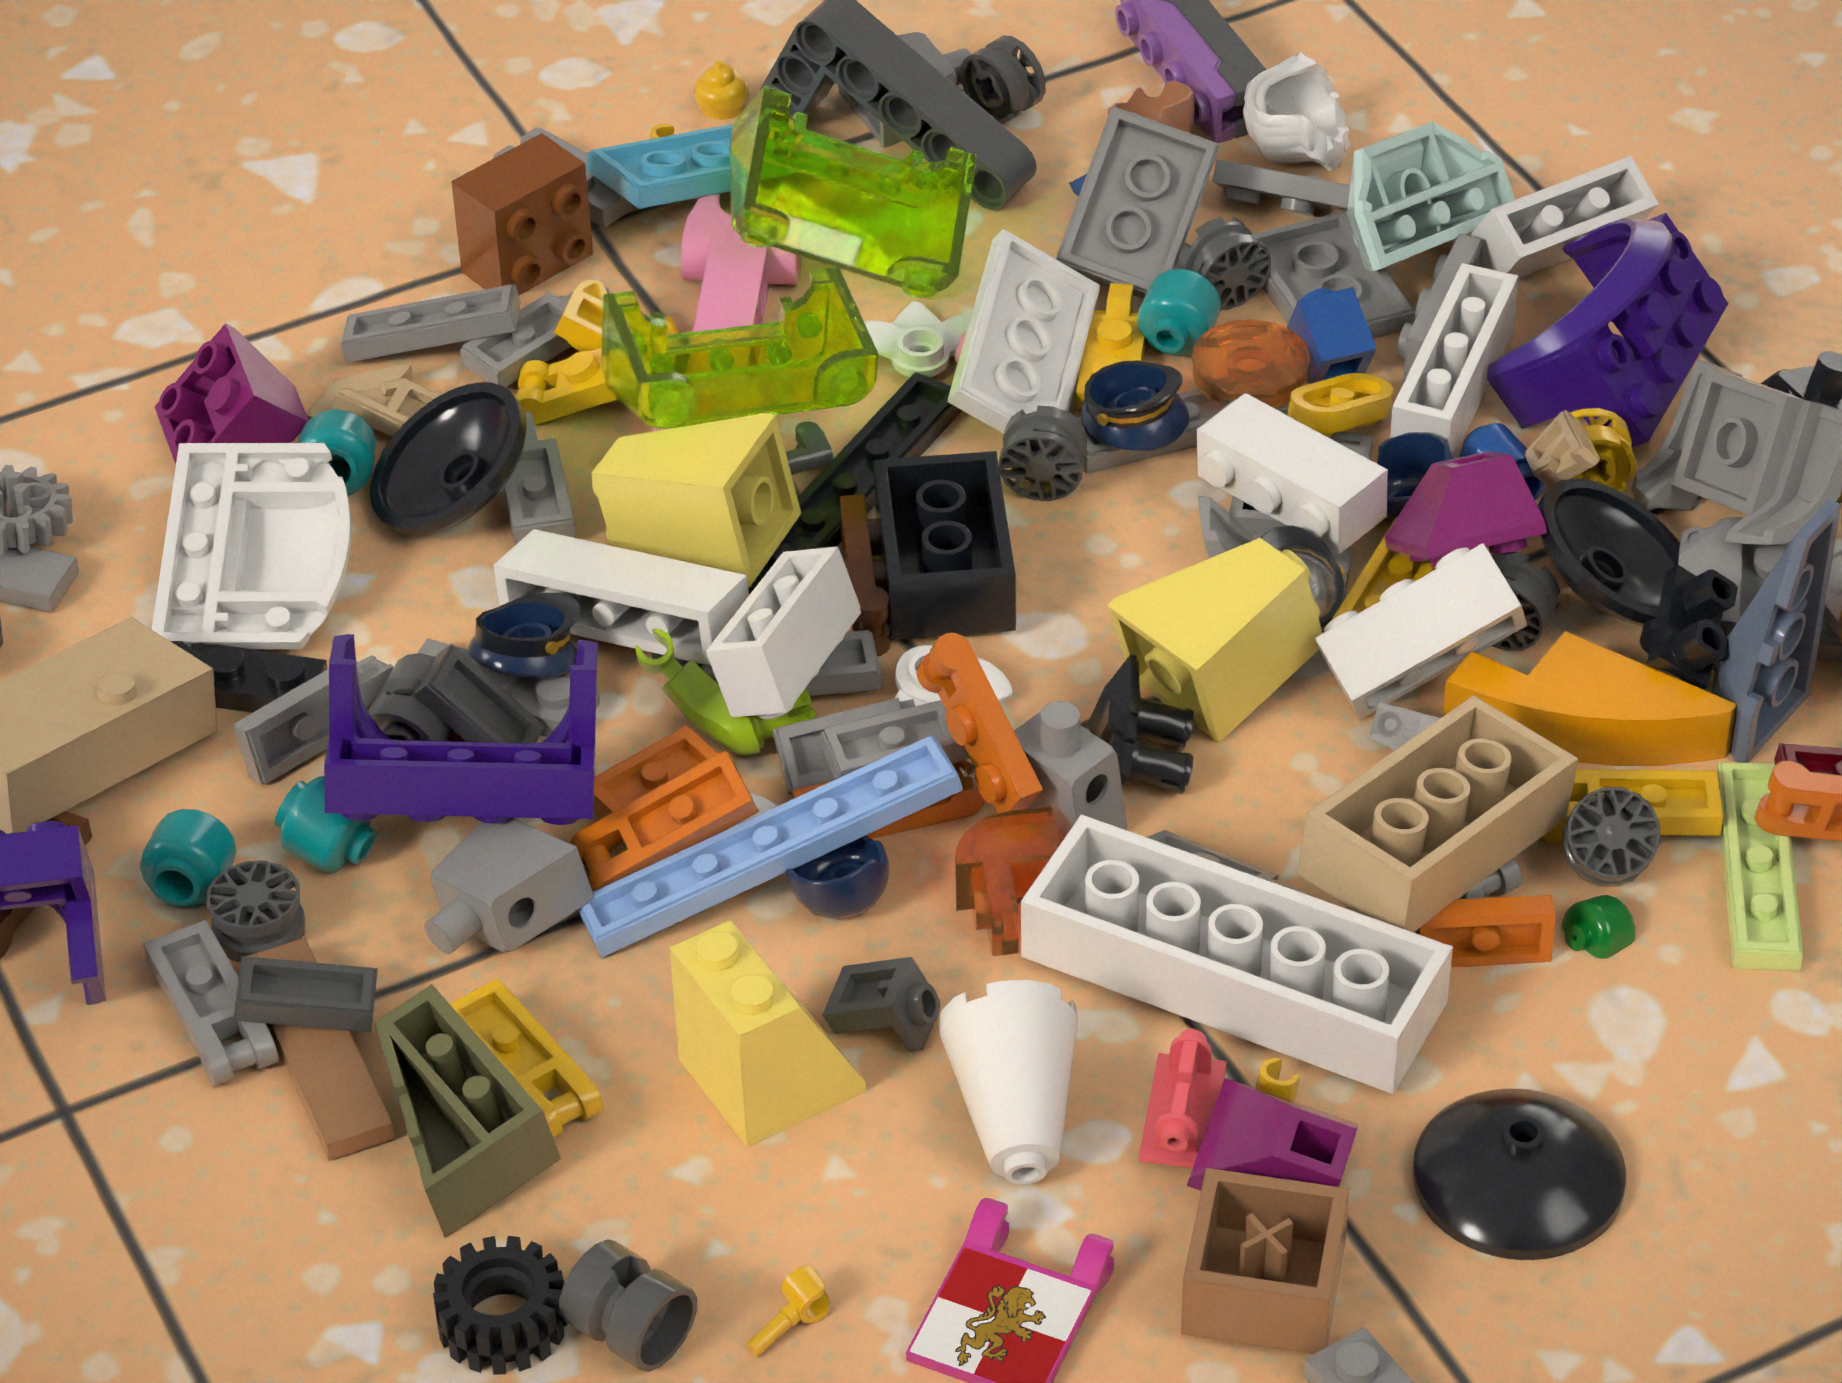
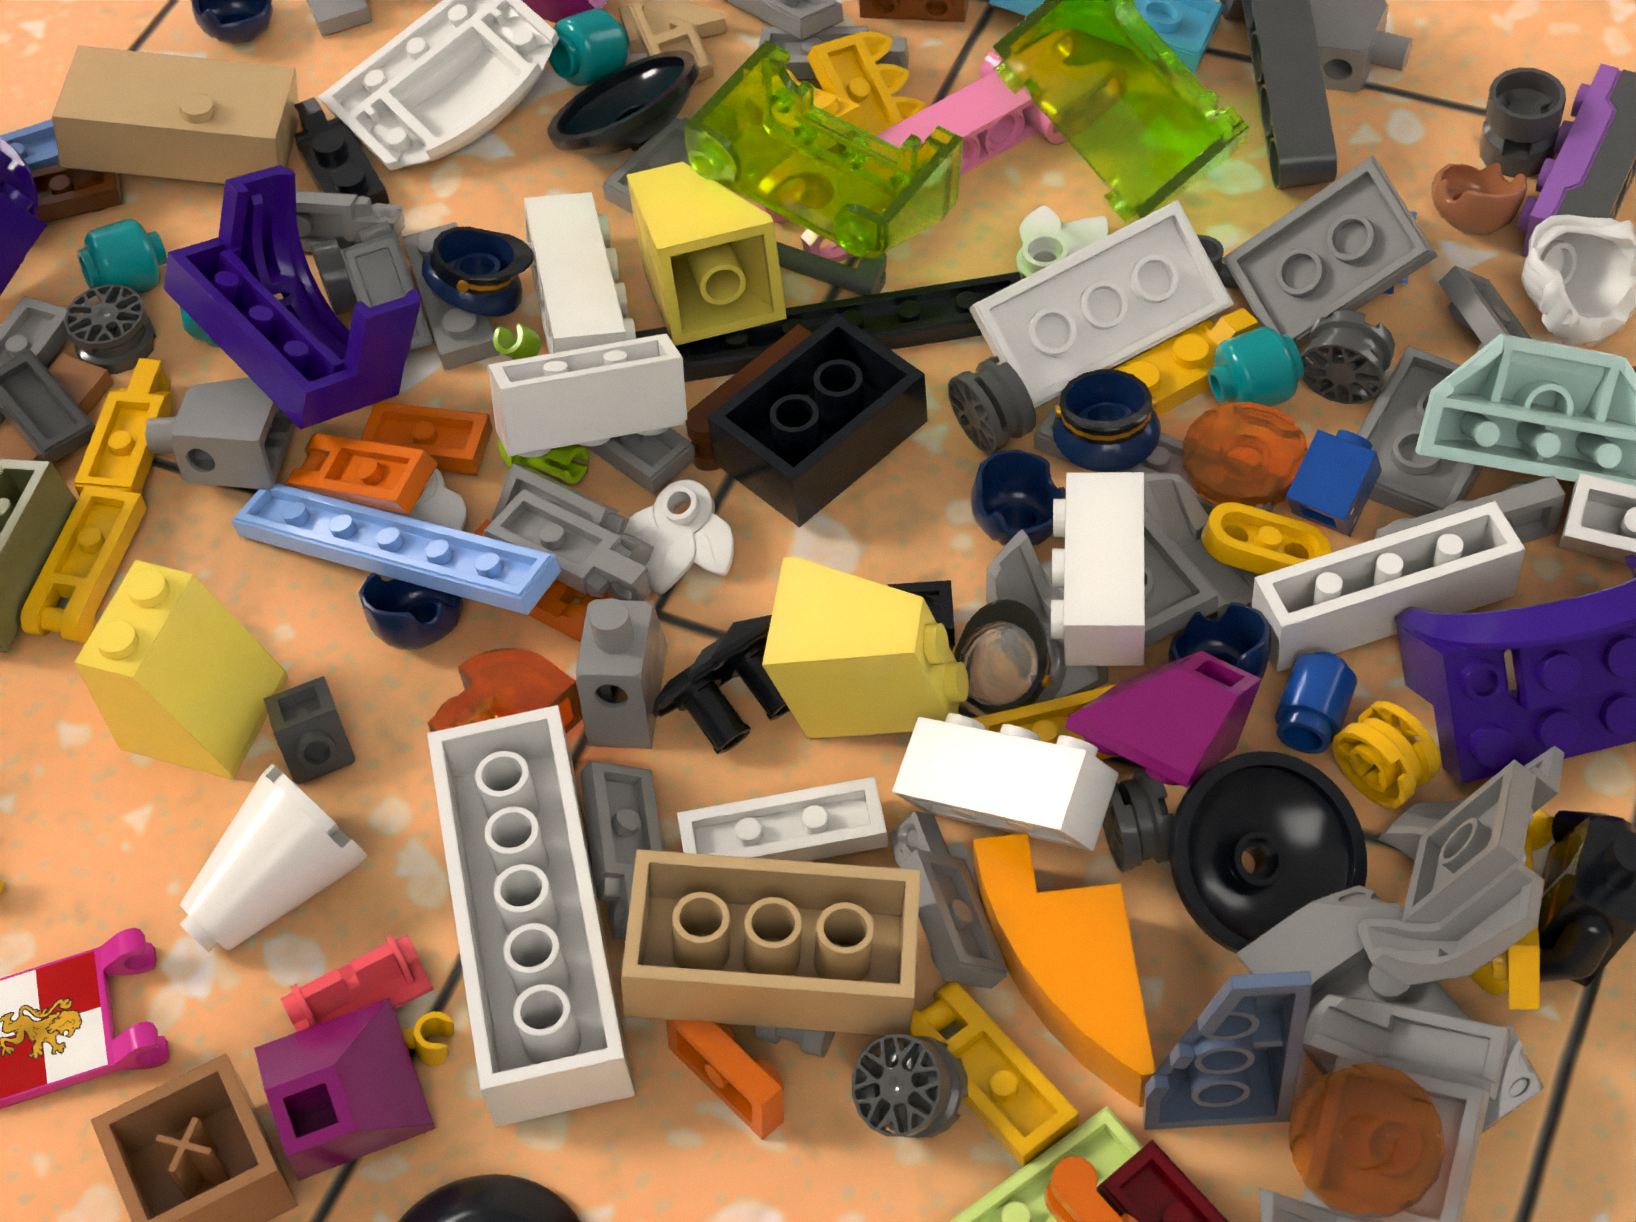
camera: 55 degrees right, 10 degrees up
(401, 950) = (118, 447): none -> yellow hinge
(979, 723) = (579, 571): orange plate -> none
(1000, 79) = (1397, 83): dark grey wheel -> none
(1115, 52) = (1522, 120): none -> dark grey wheel
(1148, 500) = (1014, 494): none -> dark blue hair
(1313, 769) = (791, 824): none -> white plate
(1561, 451) = (1324, 726): tan tile -> none
(1599, 926) = (829, 1149): green piece -> none
(1687, 626) = (1194, 971): black hips -> none

